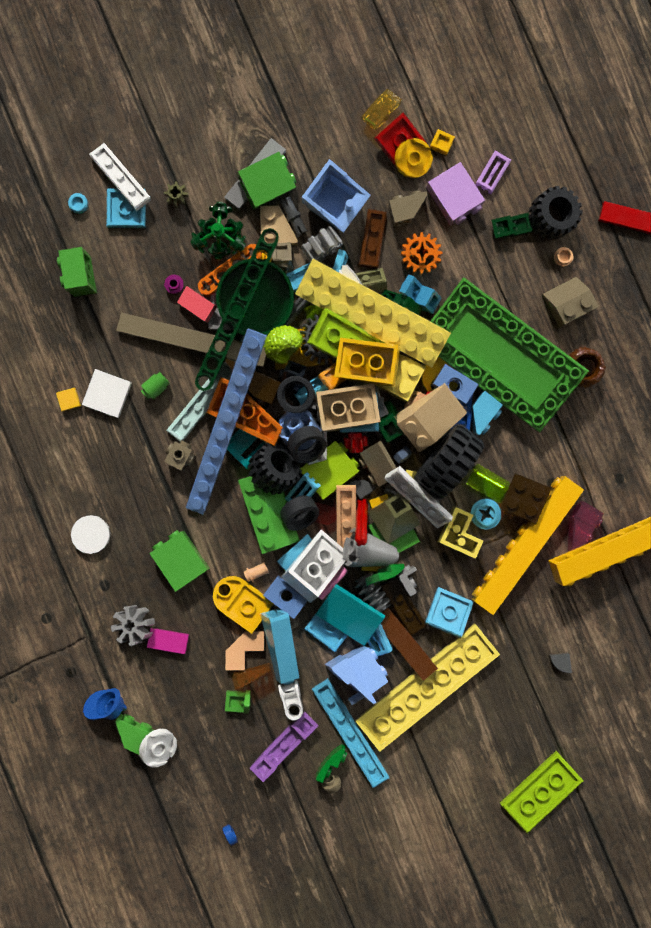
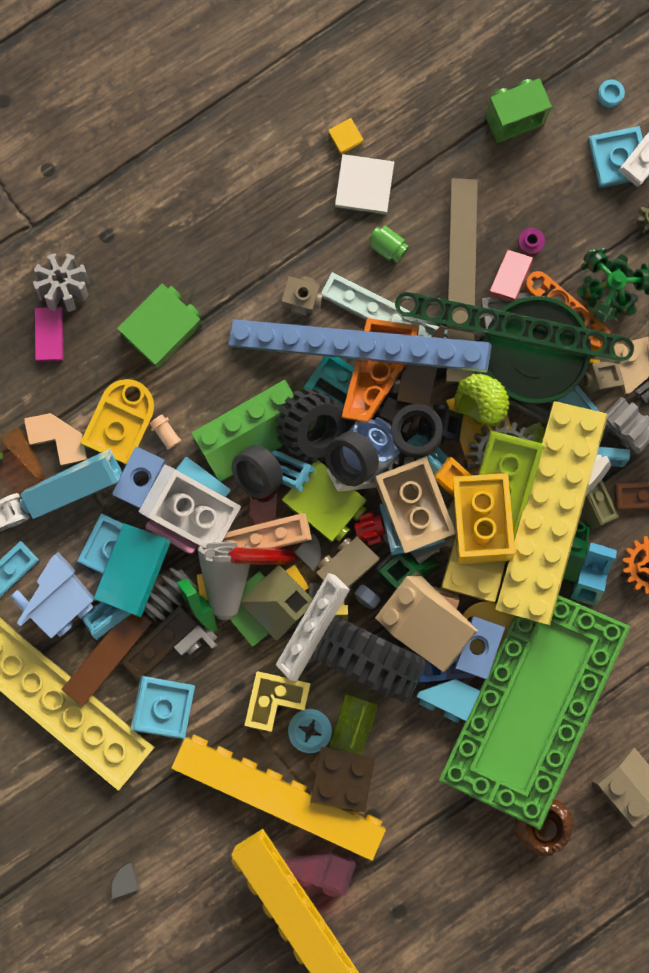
camera: 75 degrees right, 5 degrees down
(90, 534) = (171, 202): white tile -> none

